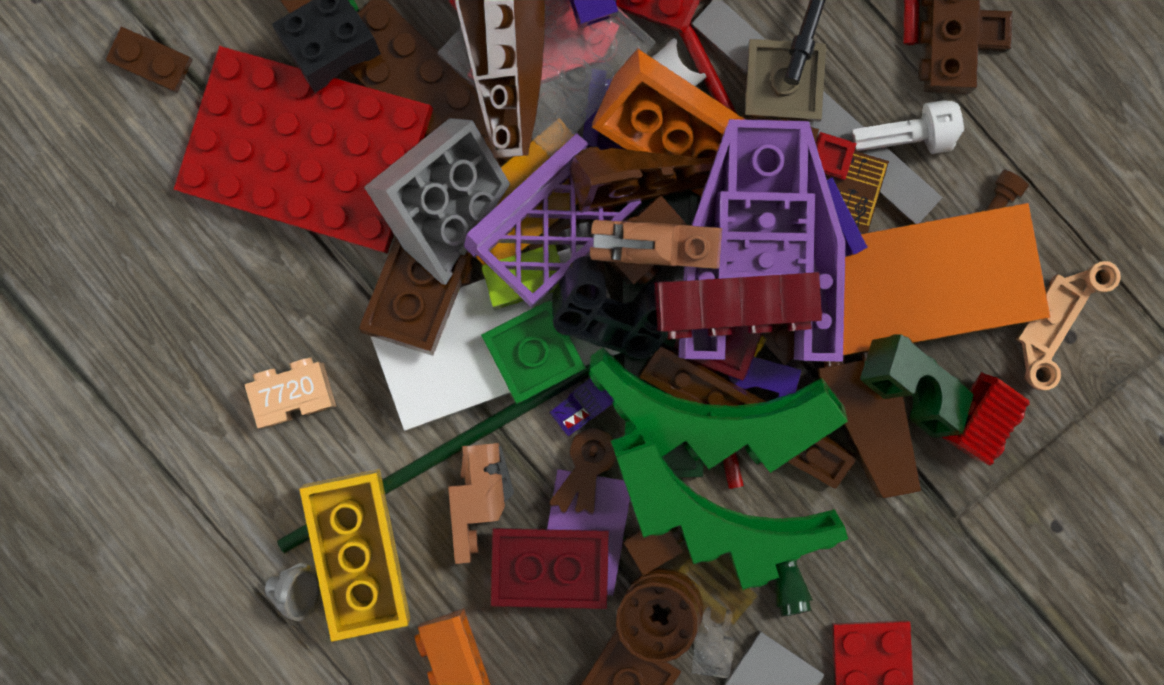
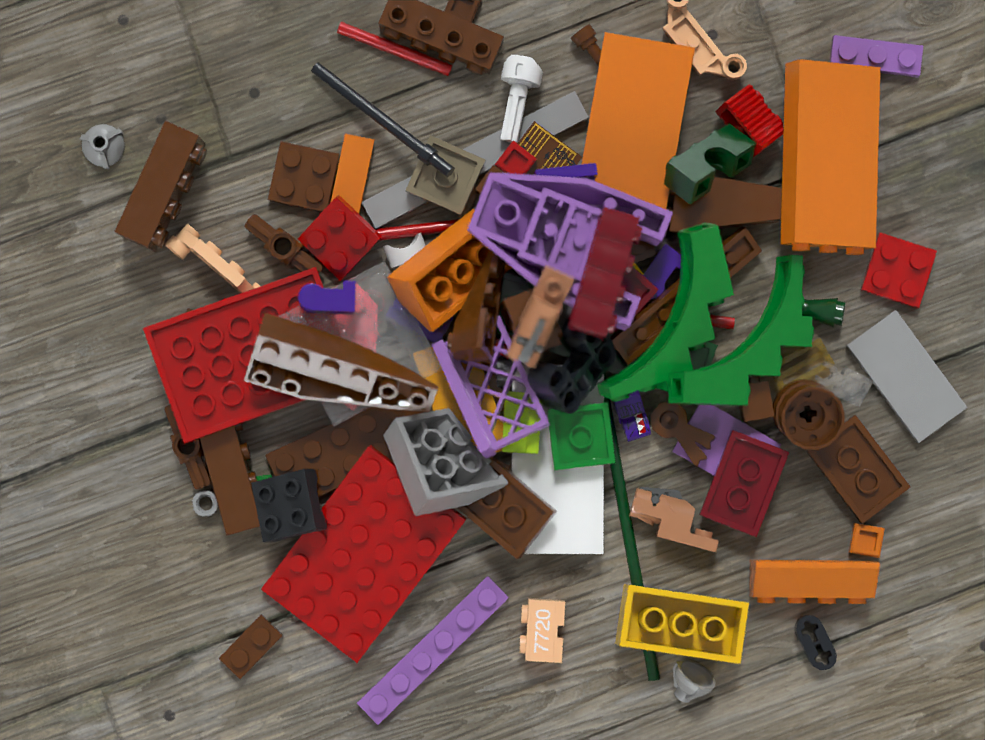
camera: 70 degrees left, 0 degrees up
(221, 273) = (432, 650): none -> medium lavender plate
(980, 529) = (830, 156): none -> orange brick
(1119, 541) = (889, 56): none -> medium lavender plate

